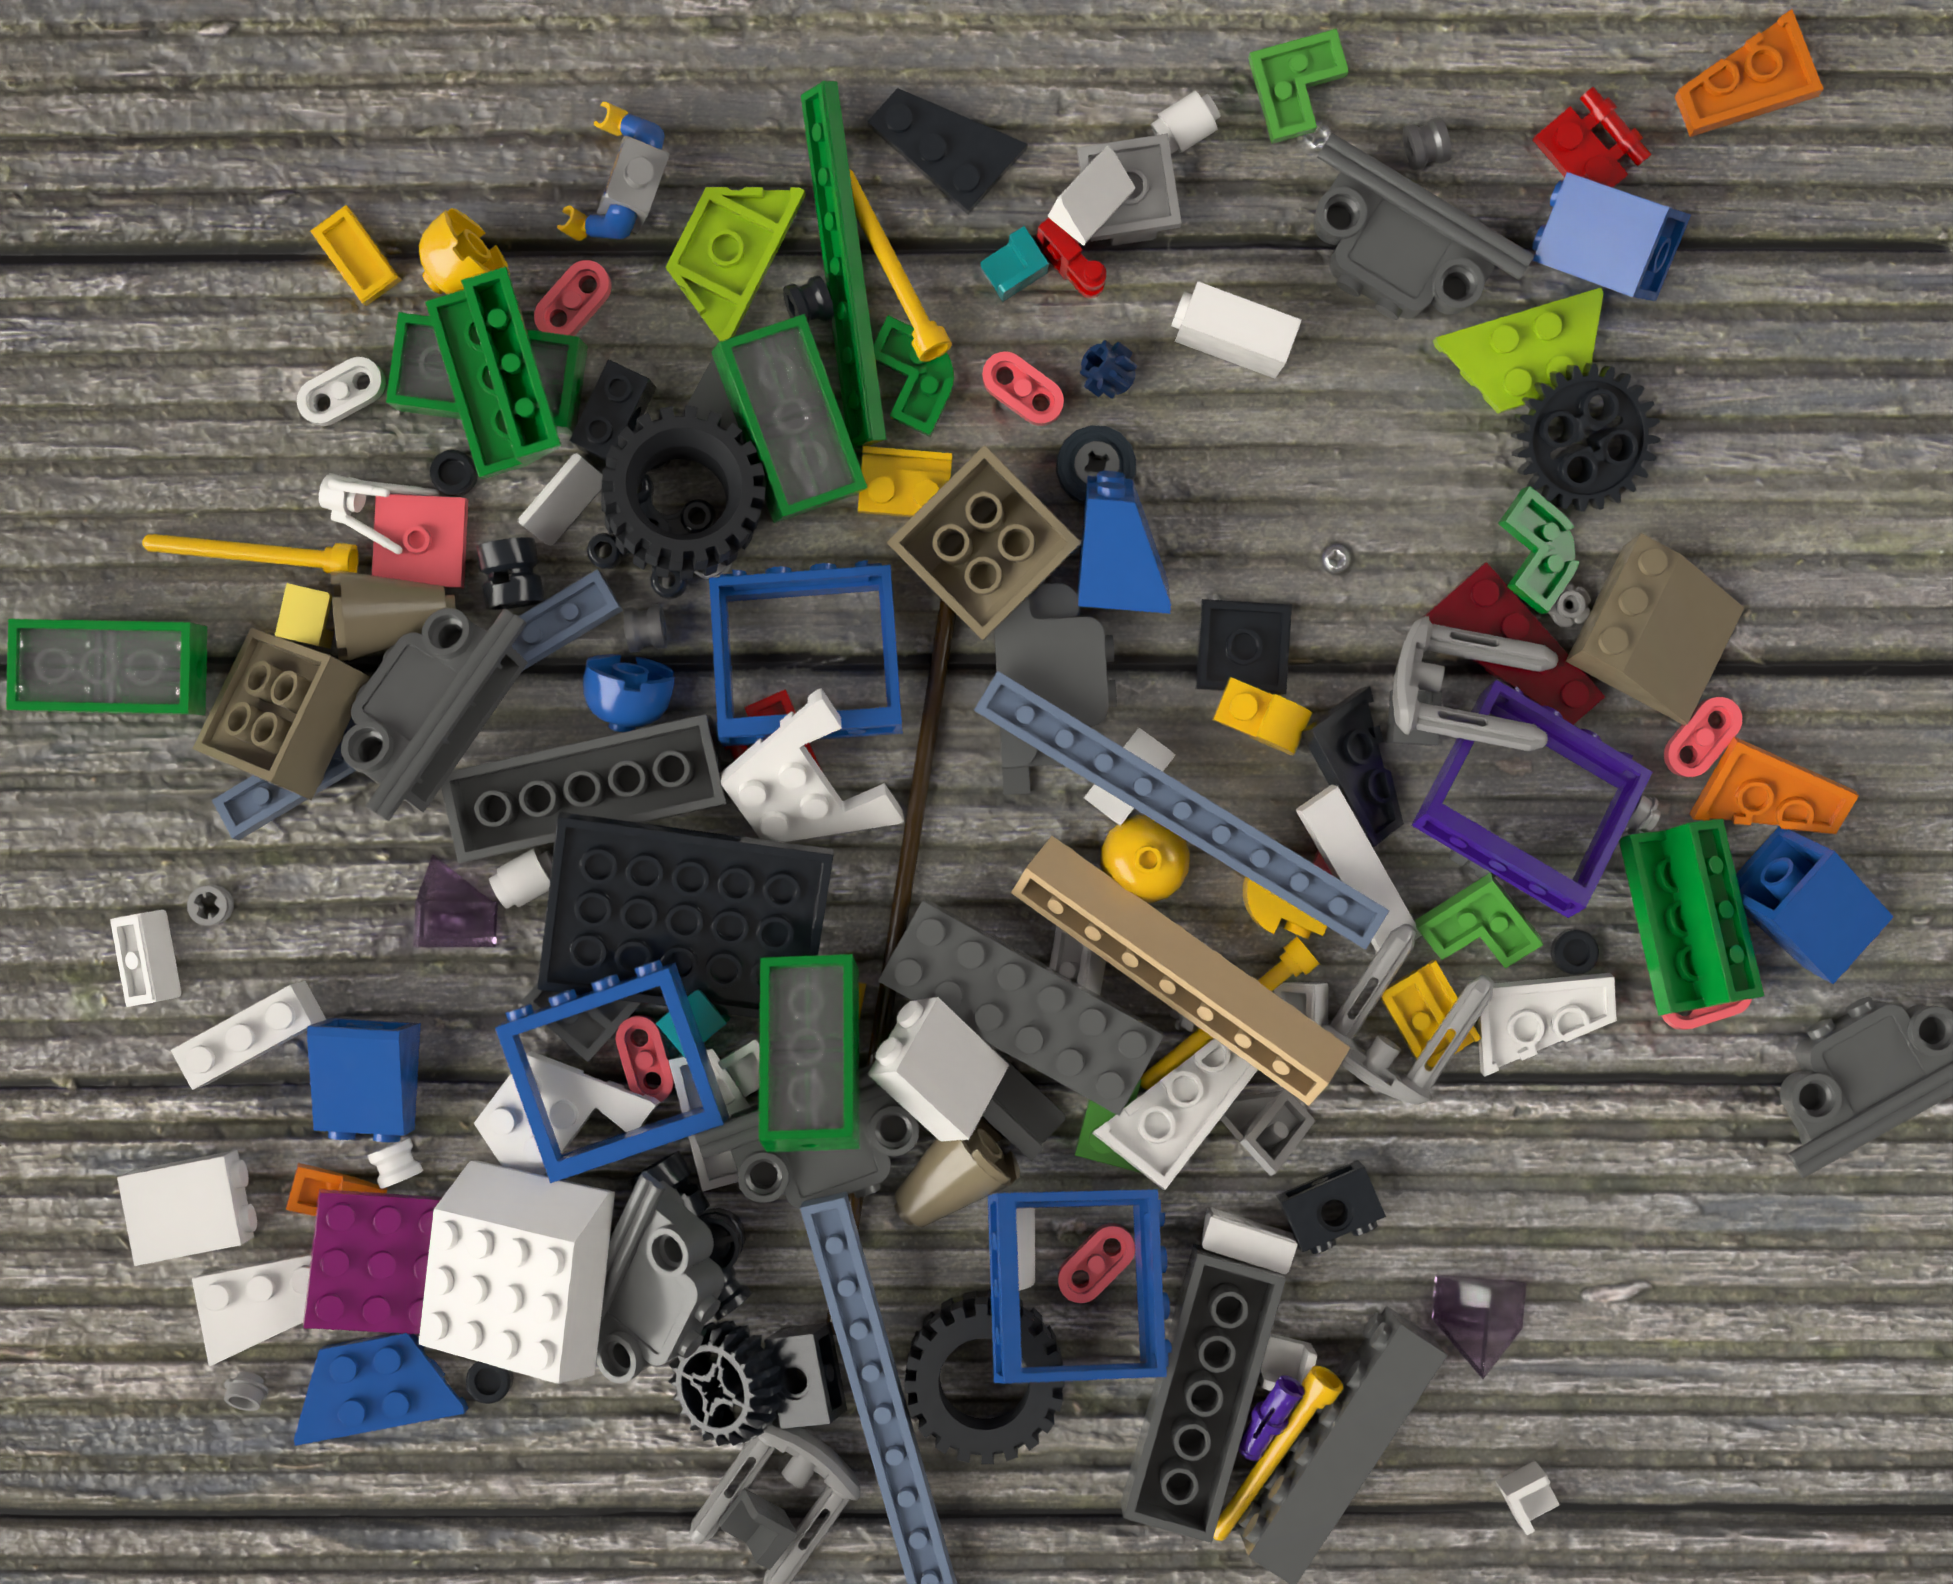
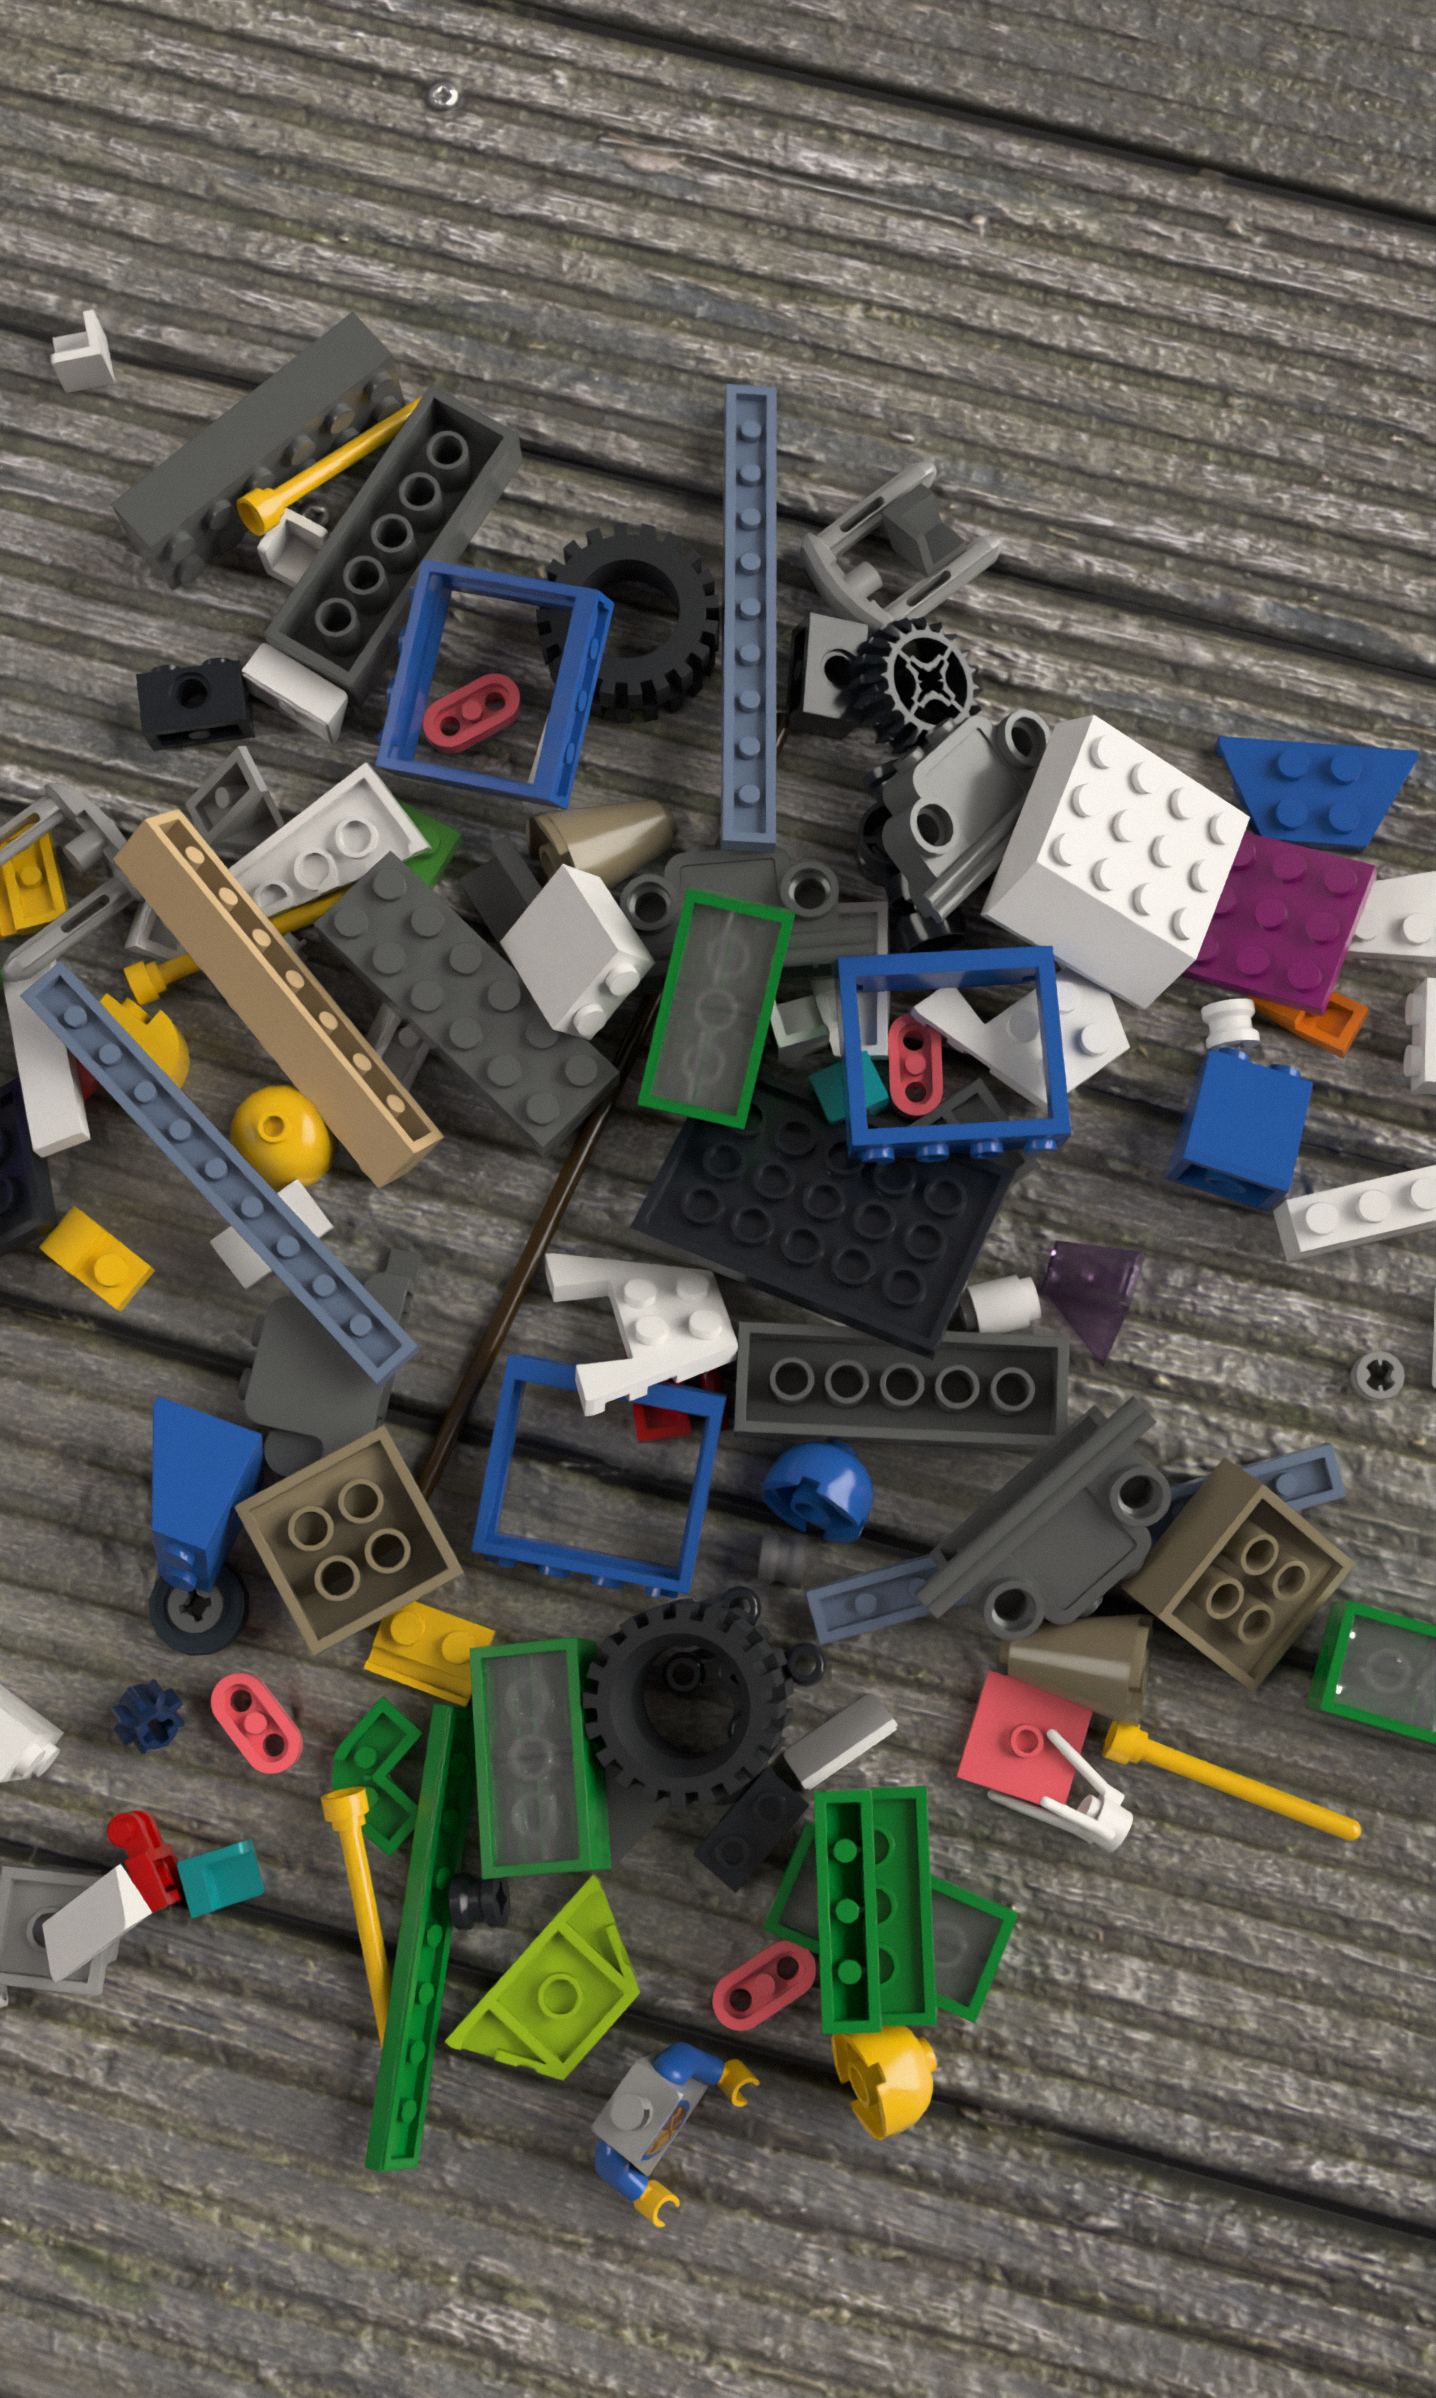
camera: 165 degrees left, 10 degrees down
(305, 616) = (1182, 1684): light yellow panel -> none
(342, 389) = (1073, 1953): white plate -> none
(356, 255) = (1015, 2119): yellow tile -> none
(453, 473) = (963, 1813): black tile -> none
(488, 1382) = (1188, 758): black tile -> none
(507, 557) = (924, 1688): black wheel -> none
(946, 147) = (260, 2050): black wing -> none
(1243, 643) = (96, 1350): black tile -> none
(1282, 1401) = (308, 507): dark purple pin -> none
(1479, 1316) = (74, 551): slope -> none

